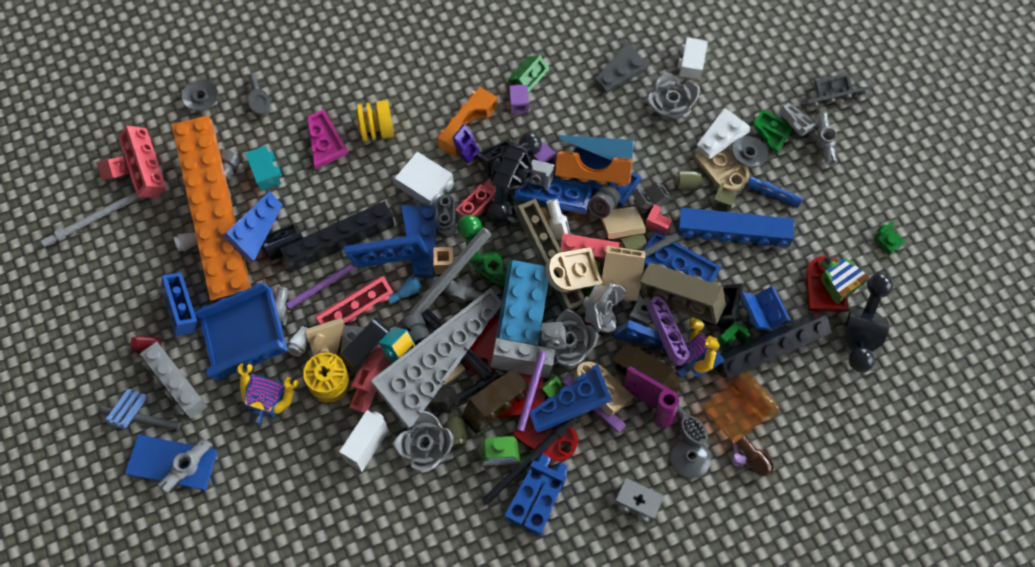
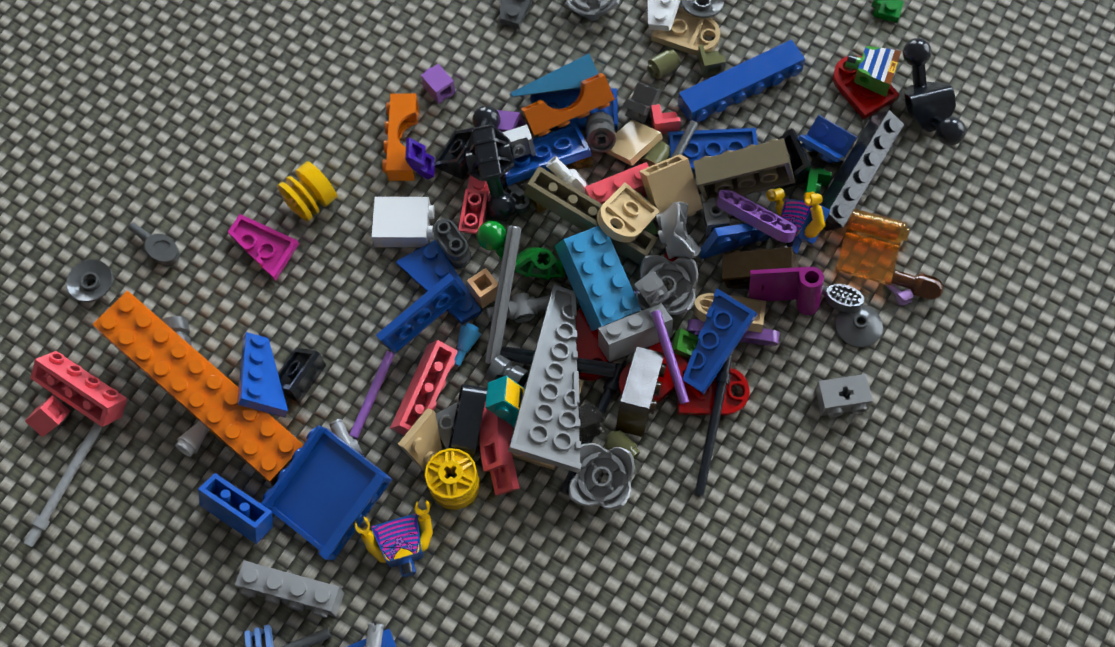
camera: 30 degrees left, 0 degrees up
(141, 343) = (227, 574): dark red cone -> none
(263, 168) = (220, 313): teal brick -> none
(298, 342) = (393, 463): white cone -> none
(336, 236) = (354, 333): black brick -> none
(364, 440) = (539, 514): white brick -> none
(500, 451) = (680, 435): bright green torso -> none
(530, 71) = (427, 50): green panel -> none
(550, 484) = (751, 435): blue hips -> none
(795, 199) = (751, 26): blue pin -> none

